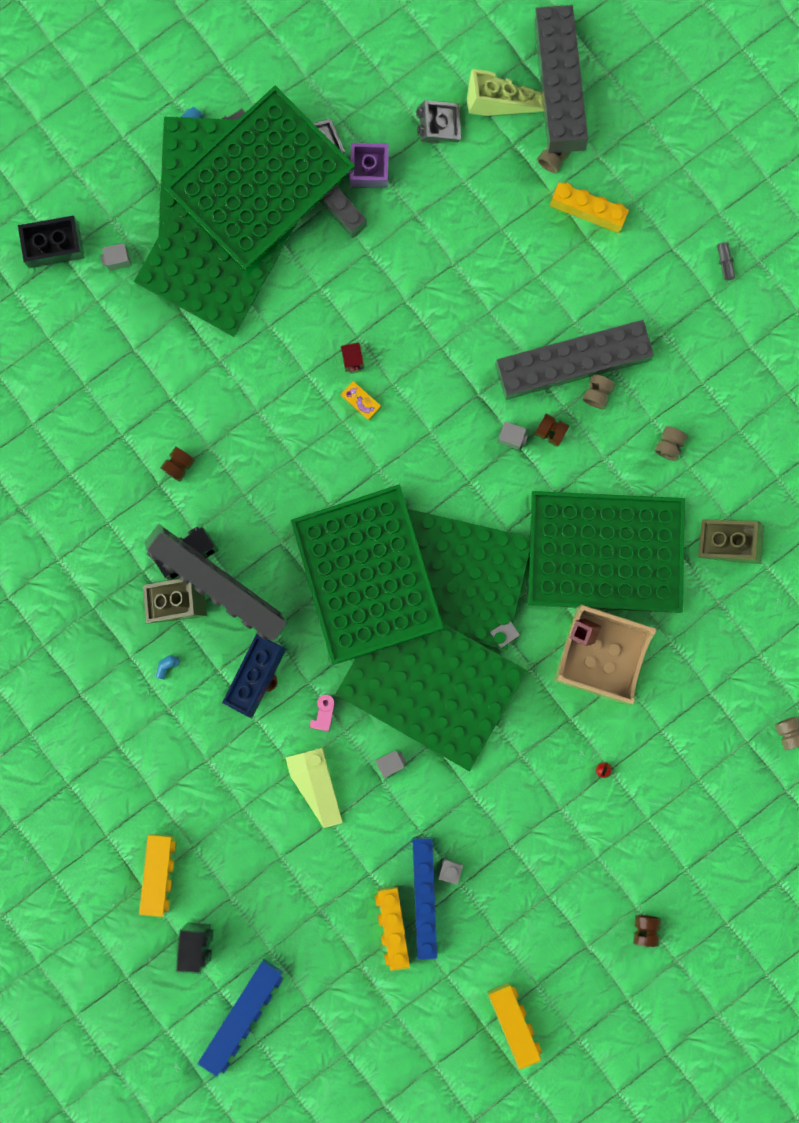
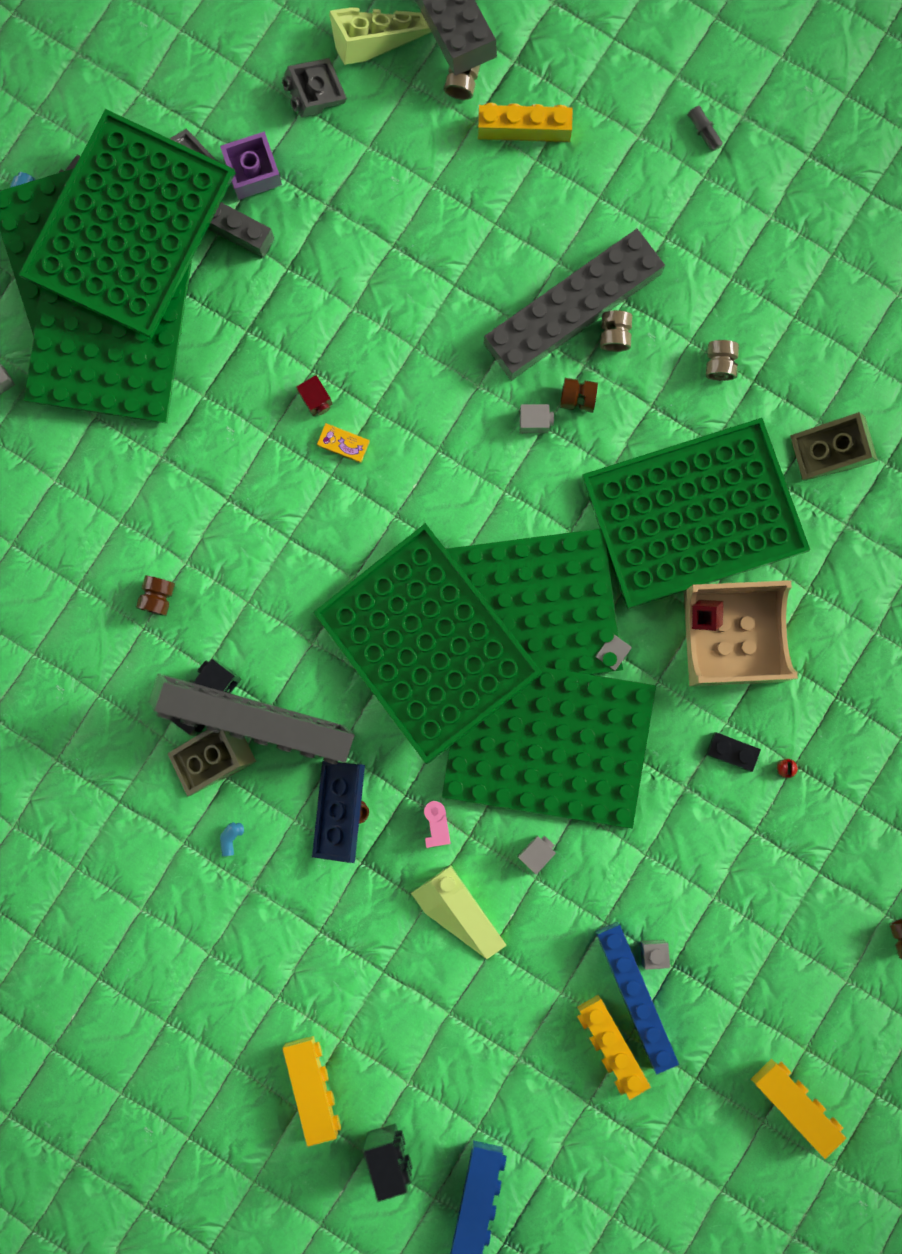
camera: 20 degrees left, 0 degrees up
(567, 742) = (733, 751): none -> black plate

